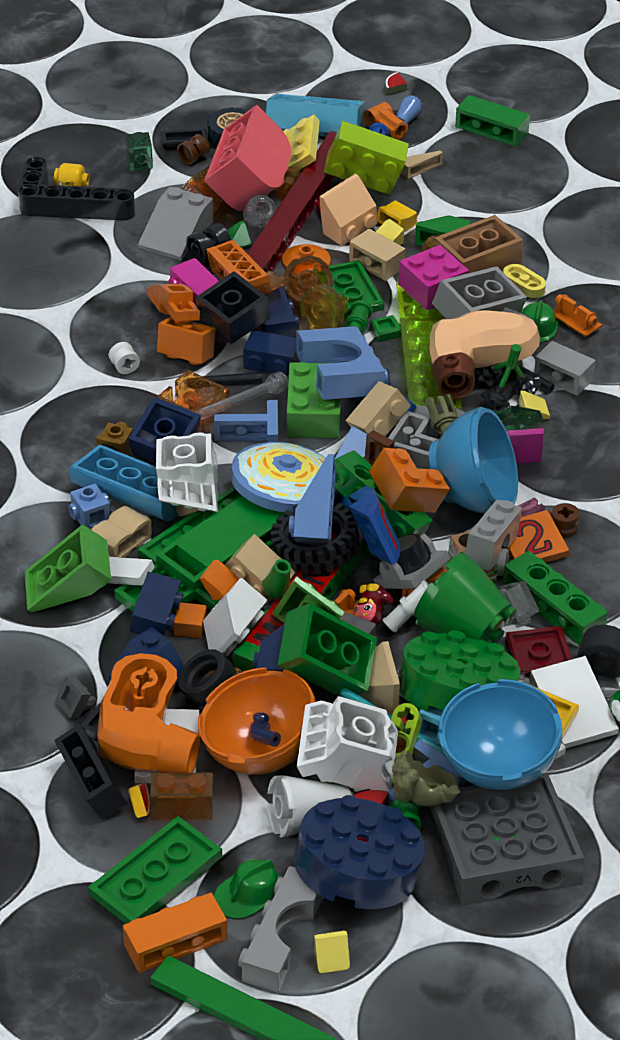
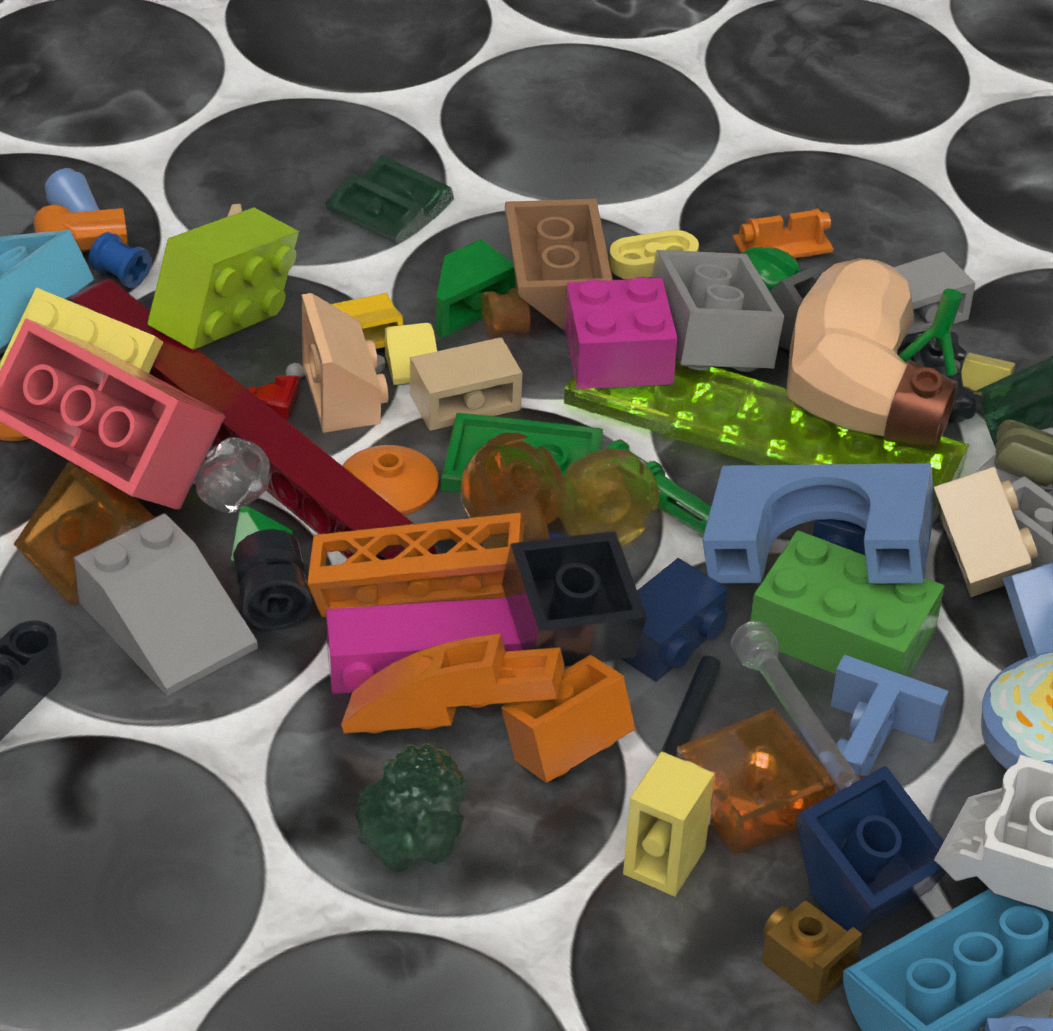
camera: 65 degrees left, 0 degrees up
(108, 317) = (413, 808): none -> clear green hair
(124, 358) = (546, 837): white wheel -> none
(143, 377) = (668, 823): none -> light yellow brick
(385, 328) = (670, 451): green tile -> none
(492, 120) = (193, 123): green brick -> none
(494, 197) = (390, 199): none -> clear green slope

